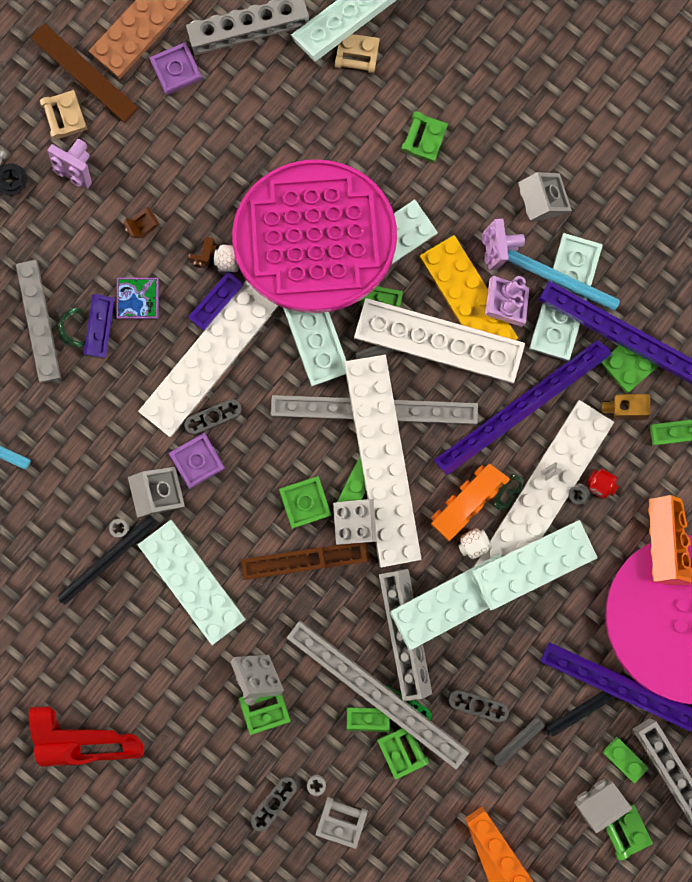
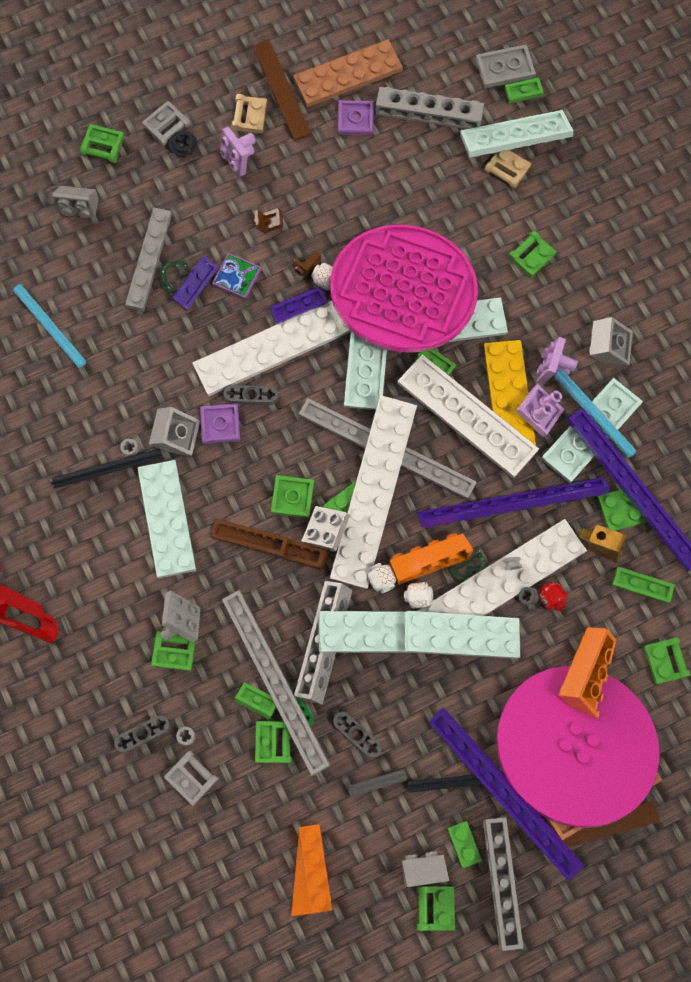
camera: 25 degrees right, 10 degrees down
(431, 543) = (382, 578): none -> white head

